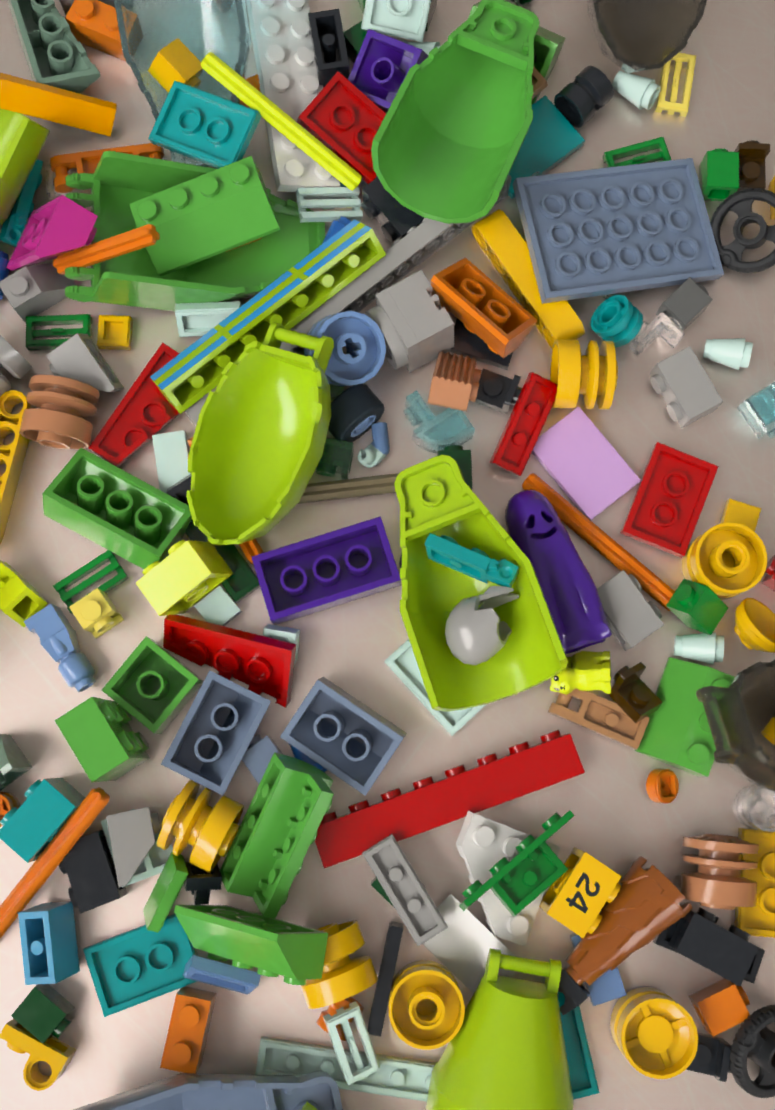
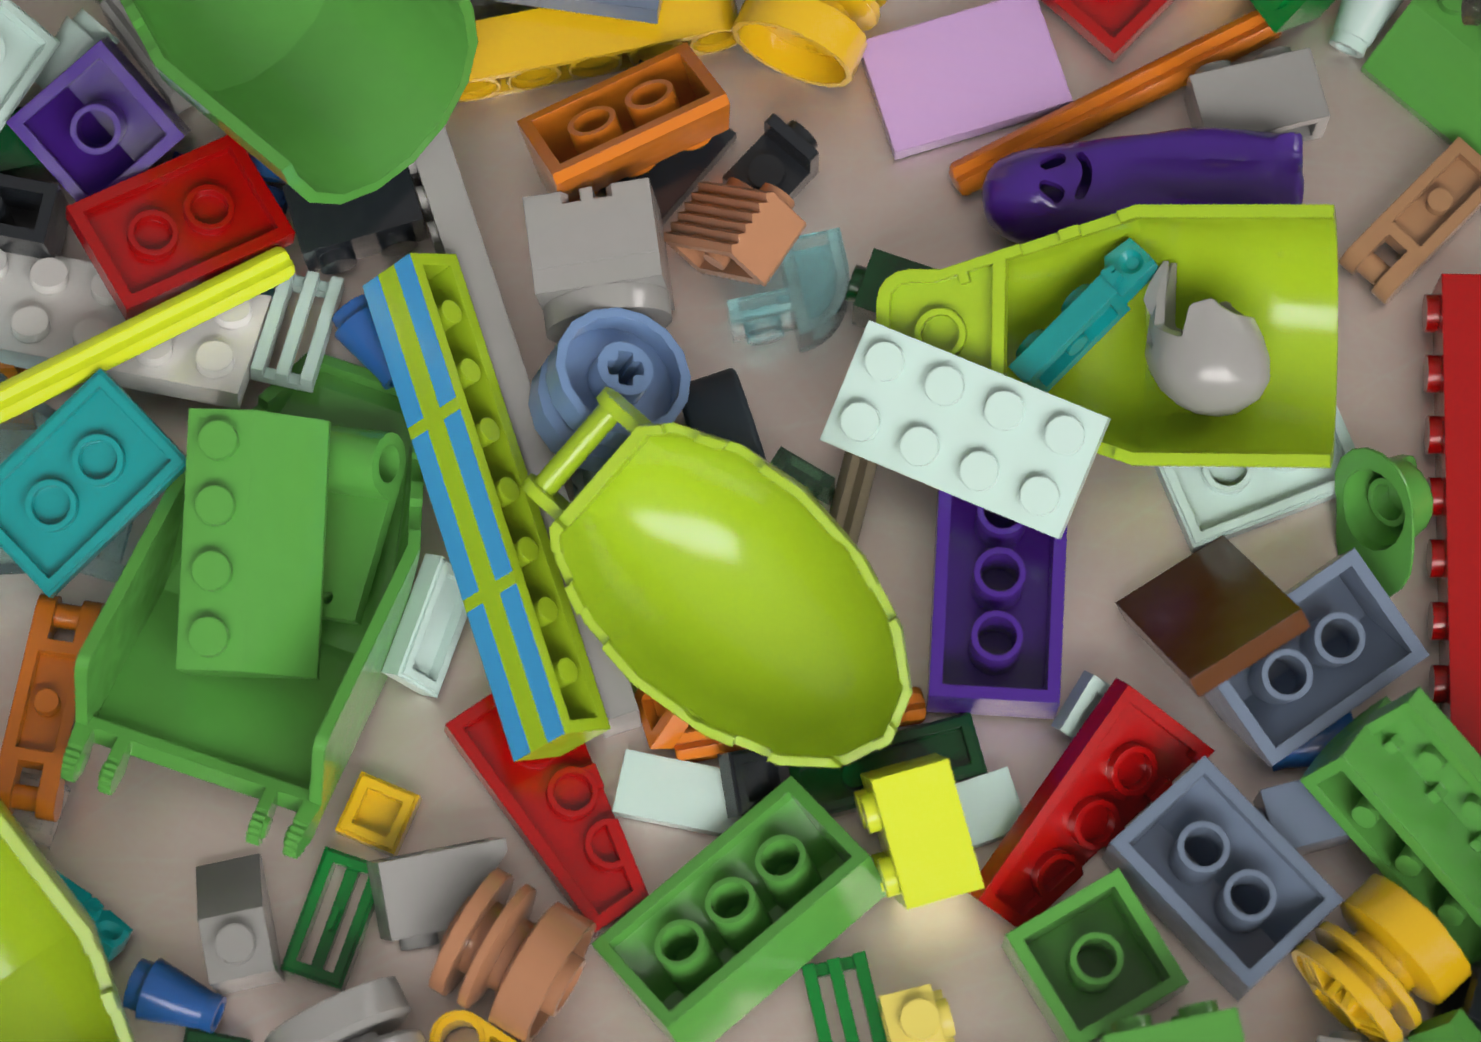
camera: 65 degrees left, 5 degrees down
(52, 231) = (167, 844): dark pink slope -> none
(107, 248) = (253, 739): orange axle -> none
(266, 261) = (362, 495): none -> bright green door
(342, 680) = (1212, 615): none -> reddish brown tile
(378, 449) = (796, 414): arm -> none
(387, 523) = (965, 429): none -> light aqua plate
(433, 747) = (1381, 512): none -> bright green piece
(525, 424) = (860, 140): red tile -> none
(584, 672) = (1357, 196): neon yellow animal -> none
(633, 694) = (1408, 147): dark brown bracket -> none

